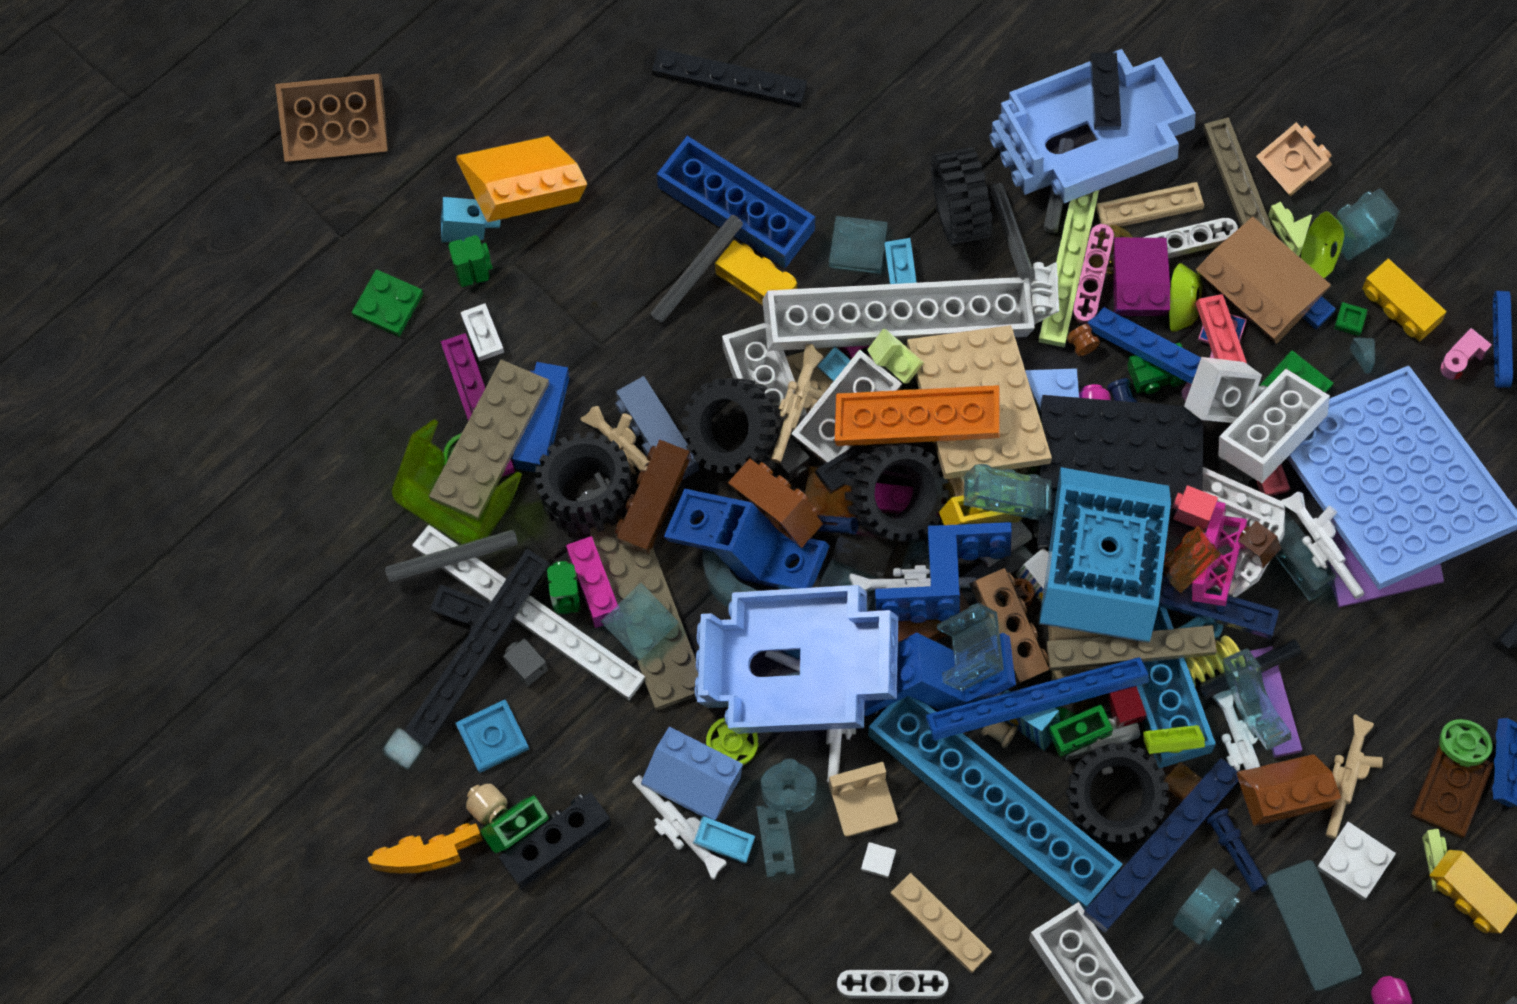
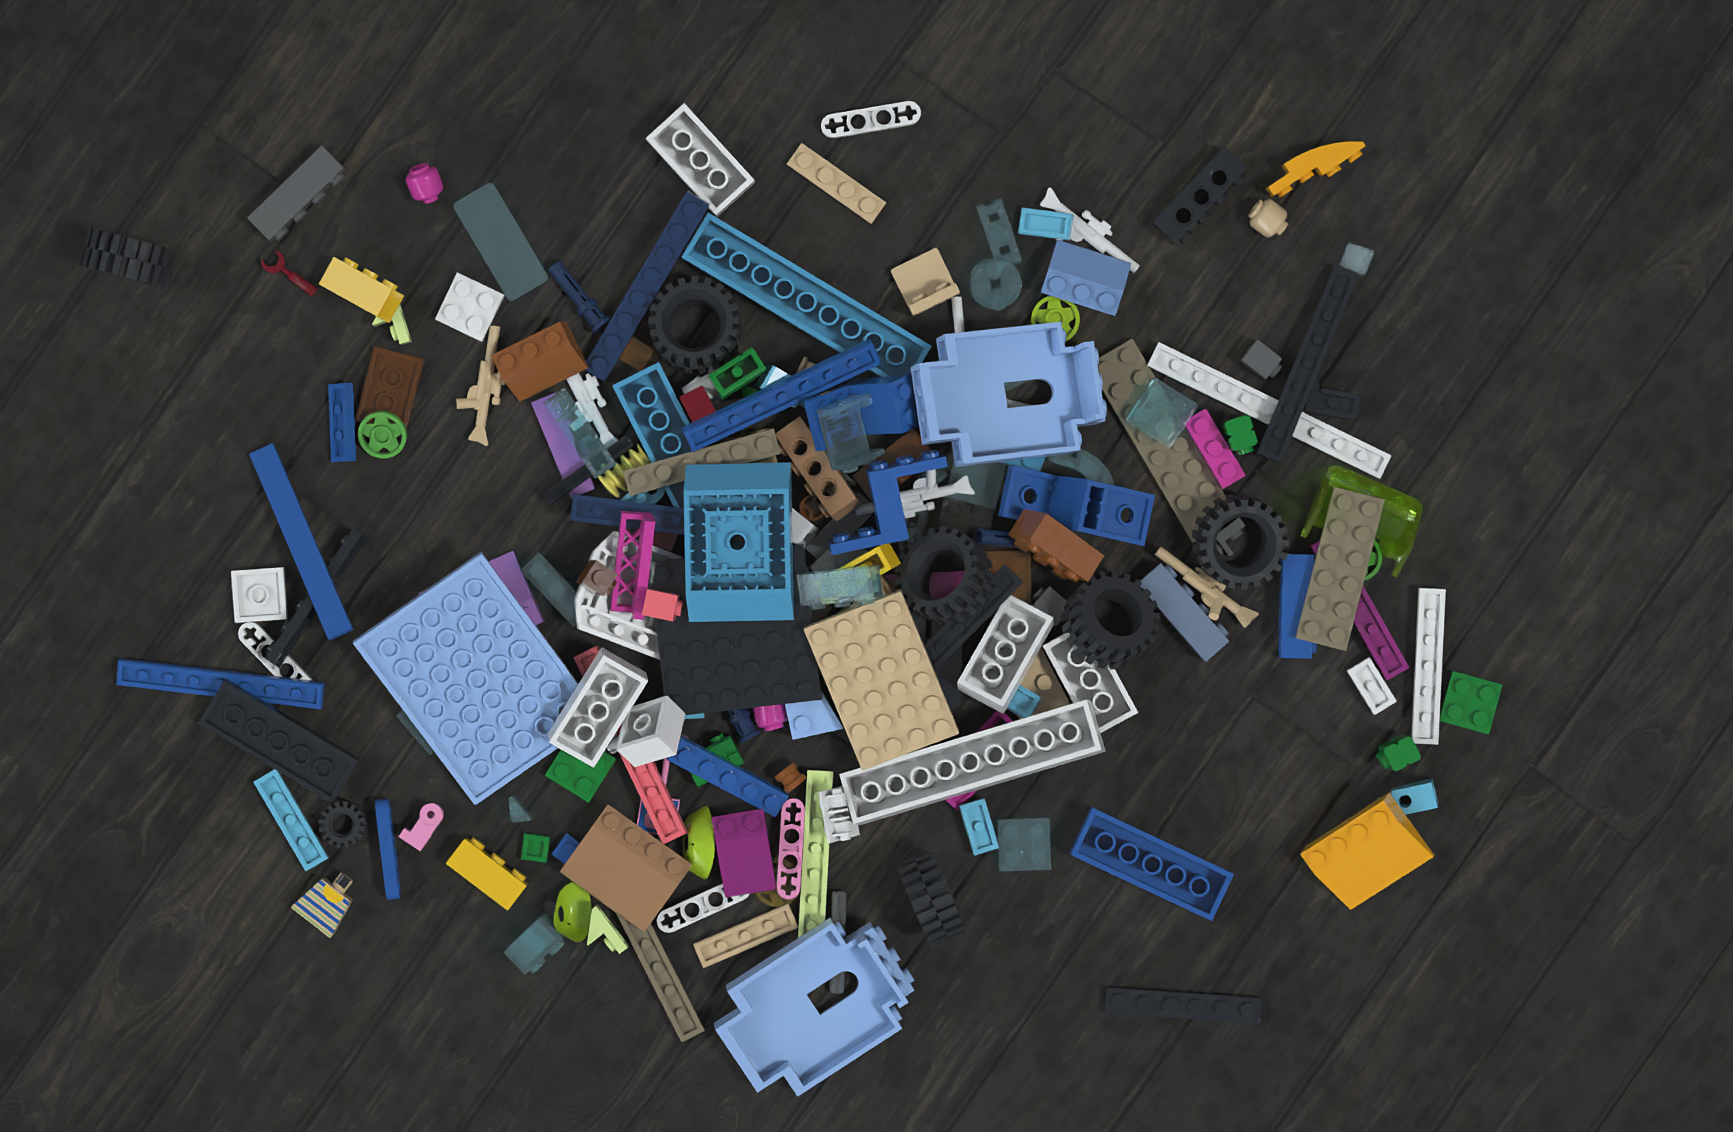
camera: 165 degrees right, 20 degrees up
(332, 117) = (1569, 891): medium nougat slope -> none
(421, 342) = (1428, 666): none -> white plate
(451, 555) = (1351, 449): dark grey axle -> none
(492, 736) = (1277, 286): dark azure tile -> none
(514, 824) = (1238, 200): green brick -> none
(653, 497) = (1172, 536): reddish brown brick -> none
(696, 268) = (1175, 783): dark grey axle -> none
(751, 273) = (1116, 789): yellow brick -> none
(795, 402) = (1054, 654): tan piece -> none
(878, 860) = (902, 231): white tile -> none
(895, 356) = (972, 712): yellowish green slope -> none
(917, 415) = (936, 644): orange plate -> none
(1011, 231) = (877, 875): dark grey axle -> none
(1105, 91) = (807, 1042): black plate -> none
(1174, 739) = (650, 378): lime plate -> none
(1189, 558) = (660, 548): clear orange plate -> none
(1208, 903) = (599, 233): clear light blue brick -> none
(1295, 158) = (610, 1008): light nougat plate -> none
(1324, 547) = (535, 591): white piece -> none

